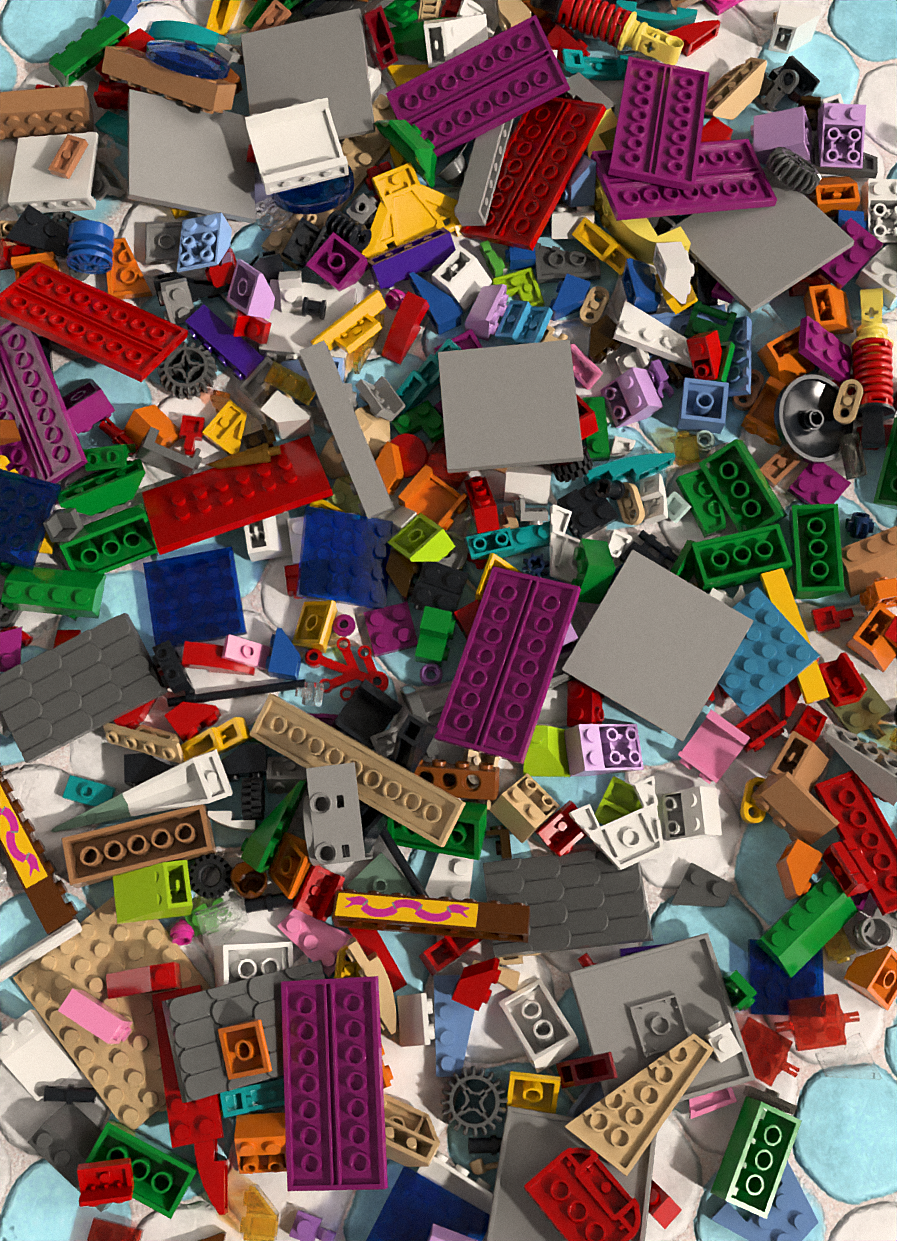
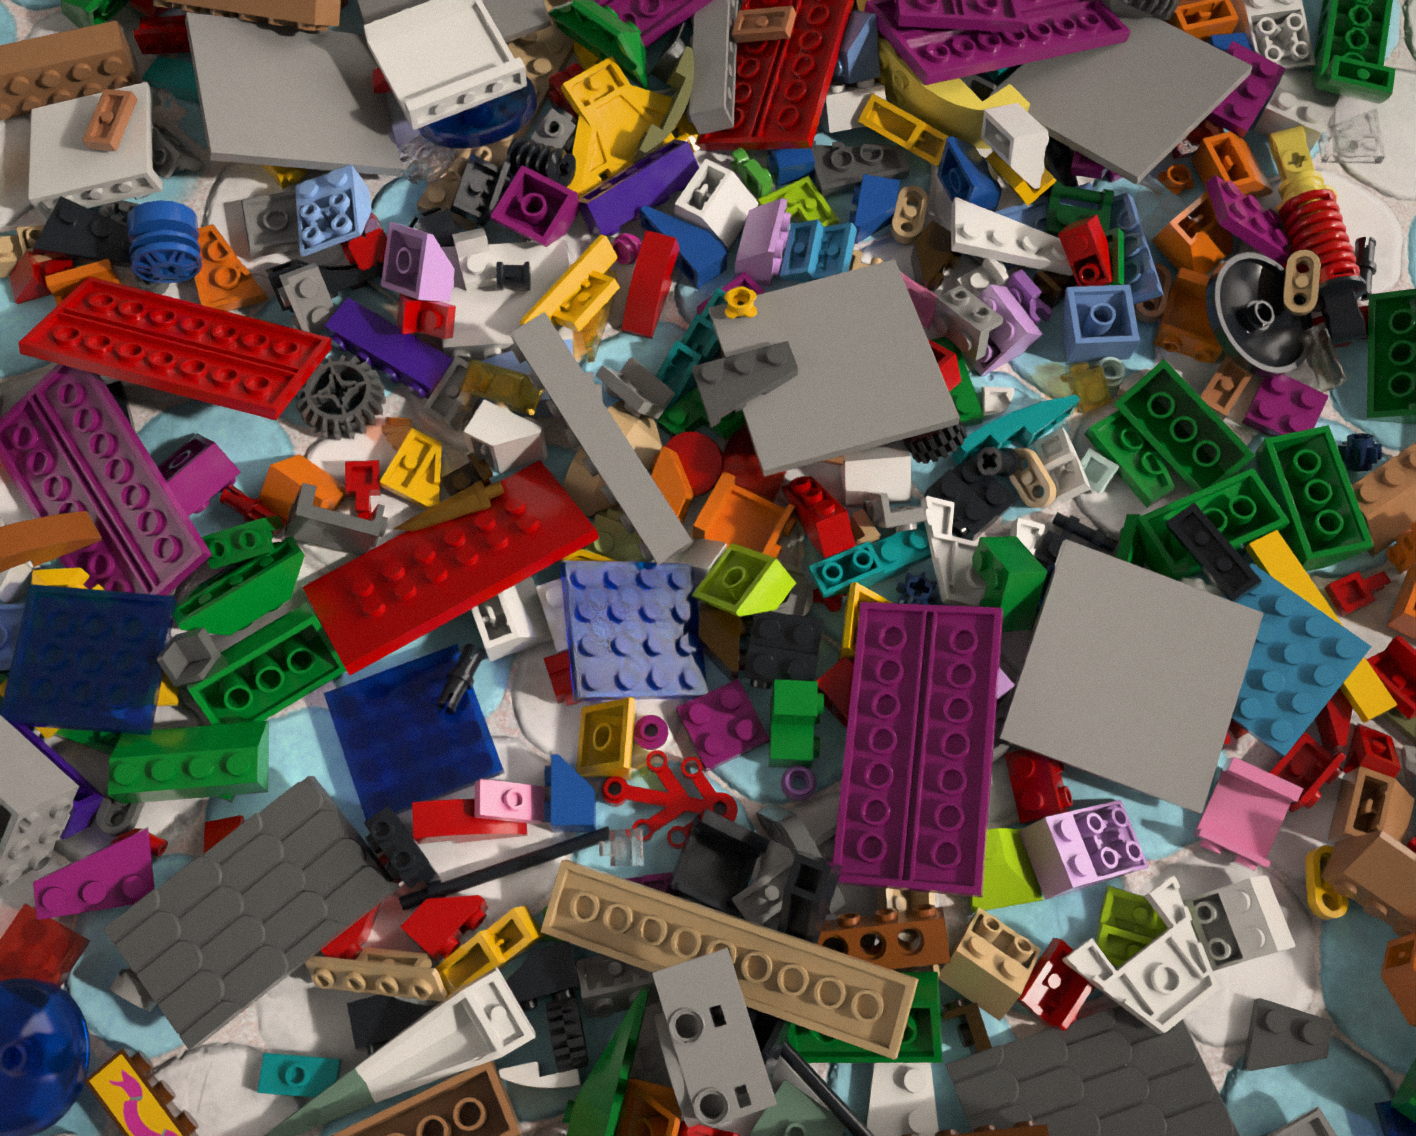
camera: 15 degrees left, 5 degrees down
(229, 569) = (459, 679): none -> black pin
(446, 404) = (734, 380): none -> dark grey wing
(456, 185) = (681, 79): none -> olive slope
(458, 347) = (737, 296): none -> yellow plate
(521, 154) = (764, 24): none -> nougat plate
(610, 389) = (965, 321): none -> light grey bracket
(732, 575) = (1213, 553): none -> black plate
(788, 306) = (1180, 174): none -> orange plate

